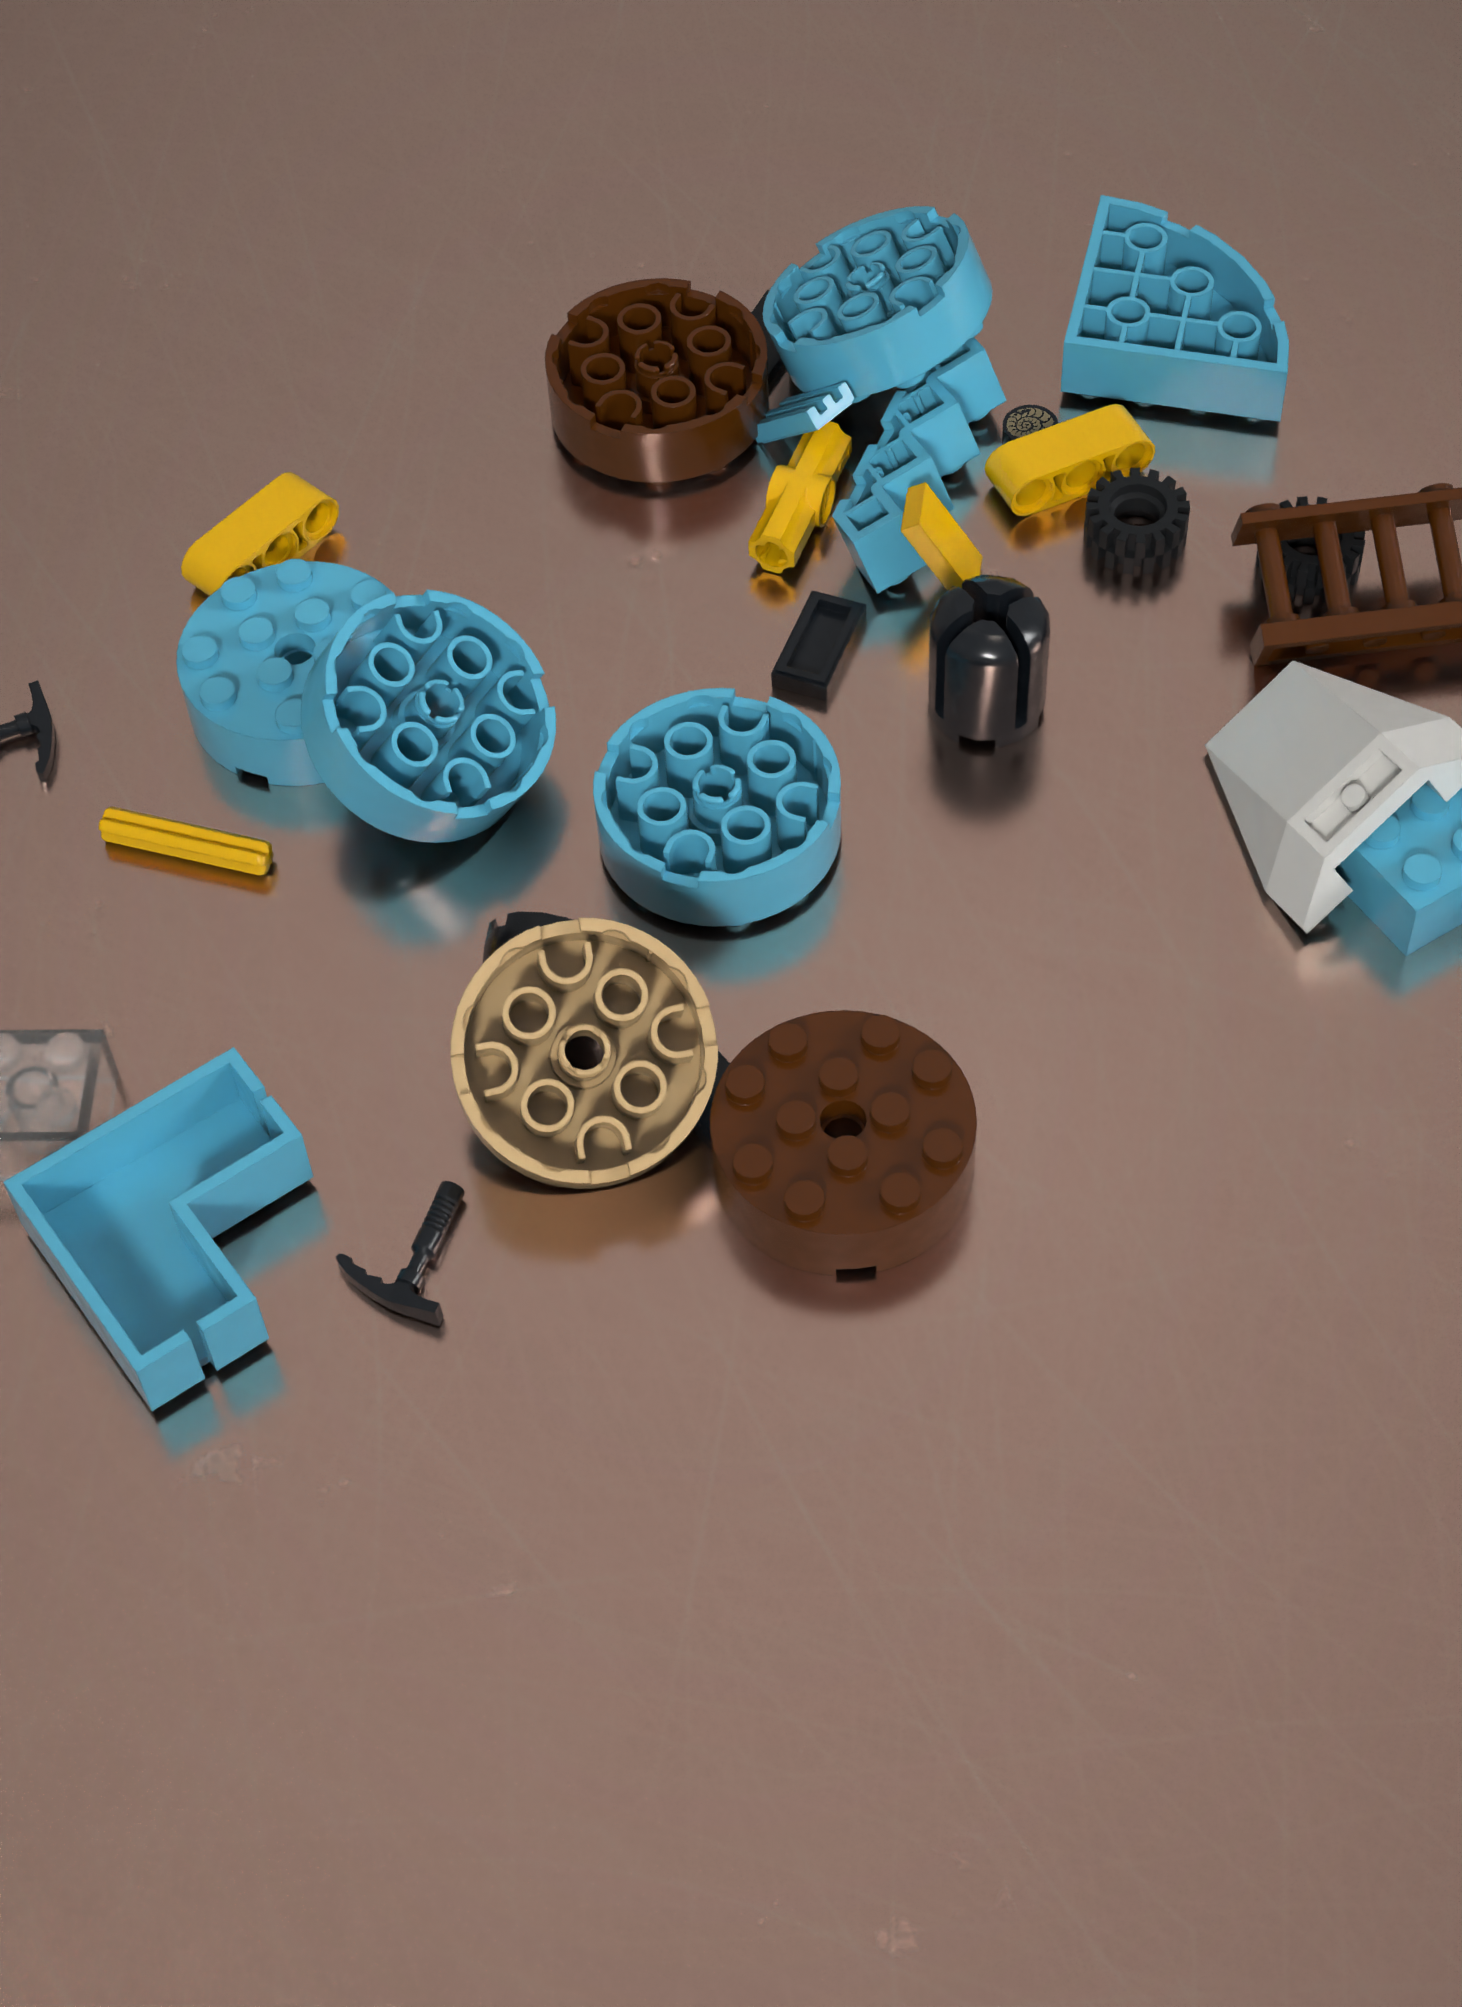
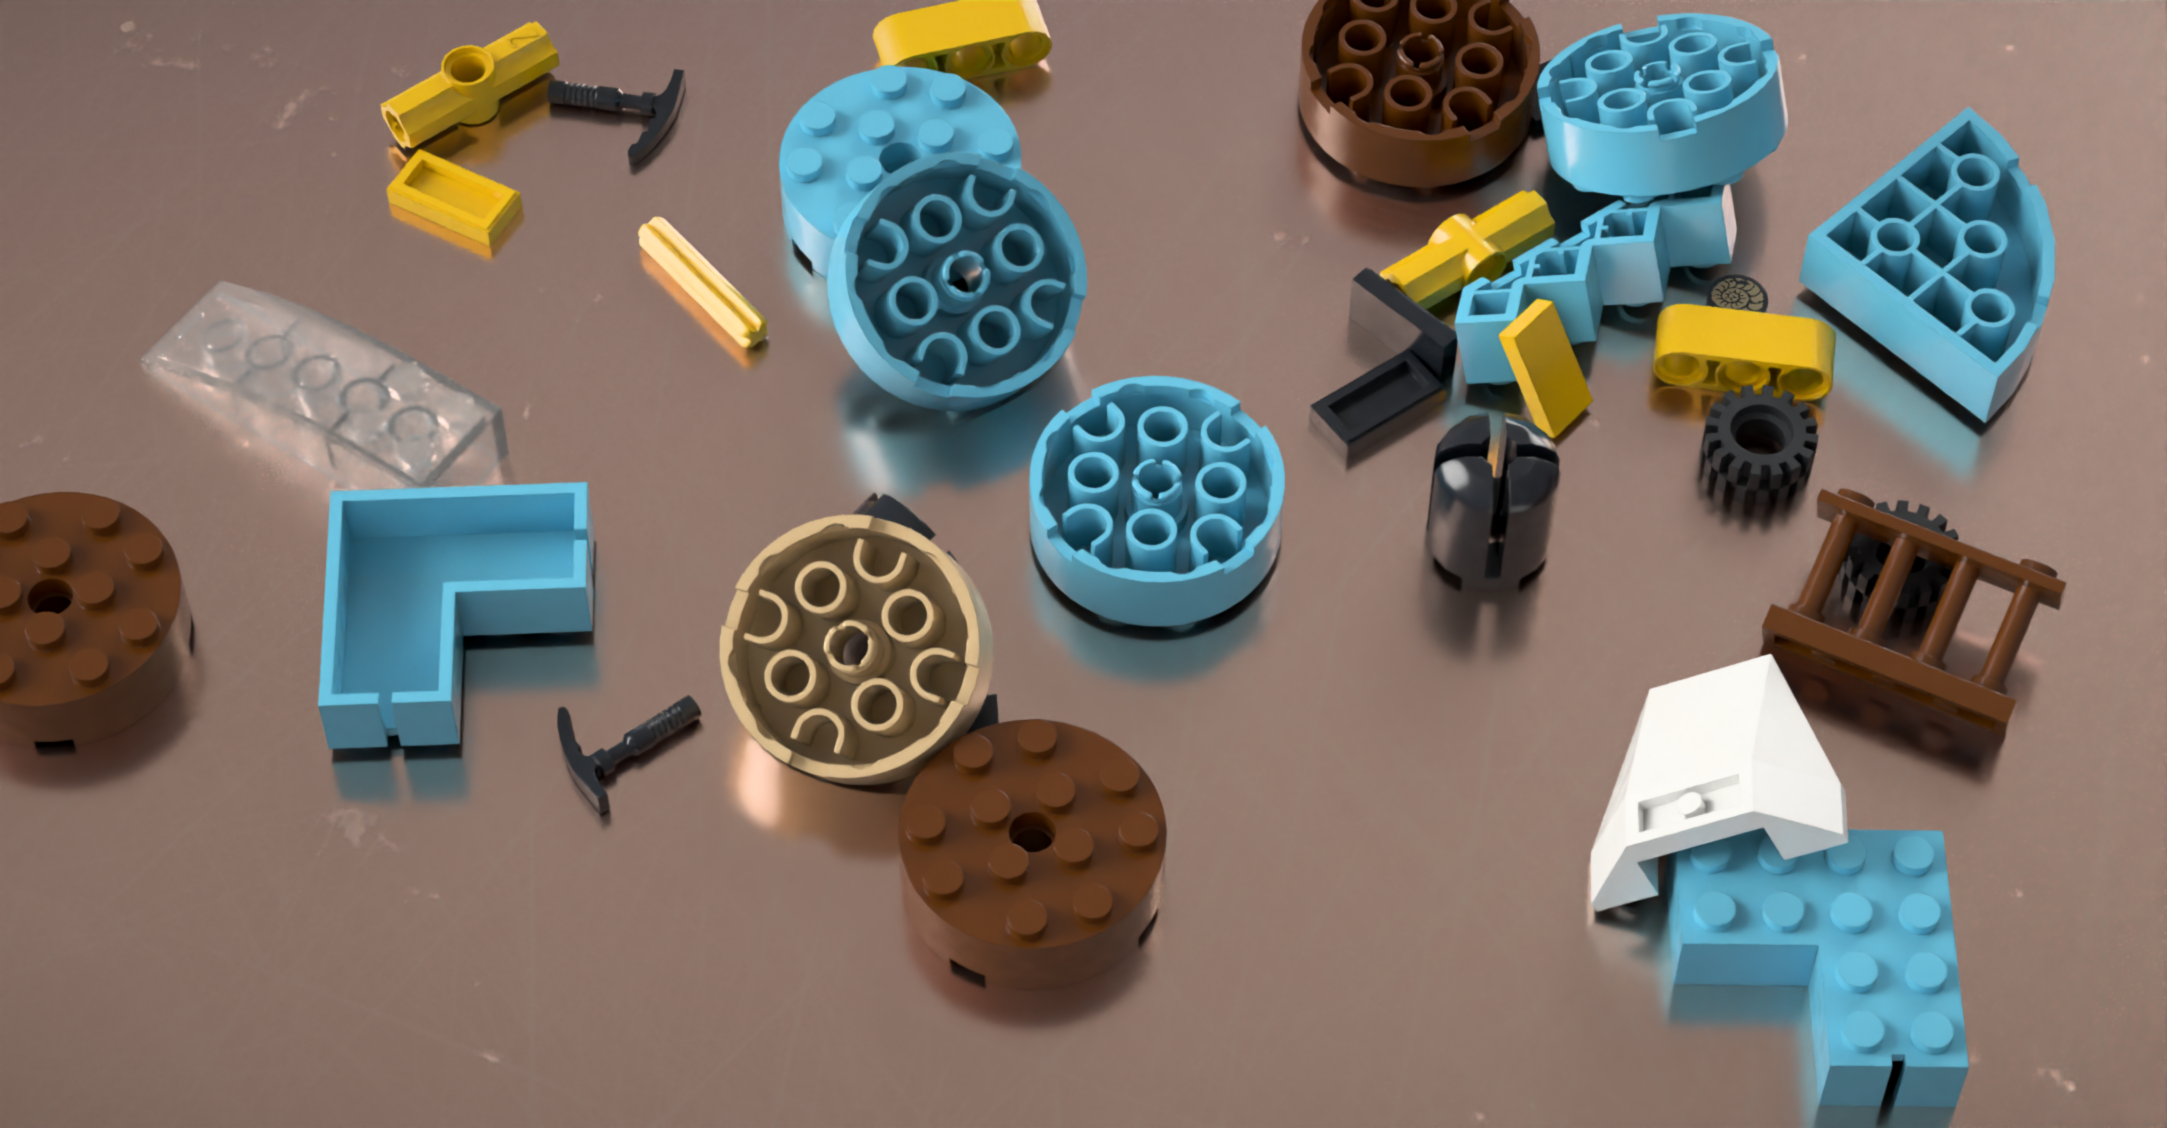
camera: 30 degrees right, 0 degrees up
(794, 571) = (1402, 323): none -> black tile
(804, 413) = (1525, 178): medium azure tile -> none

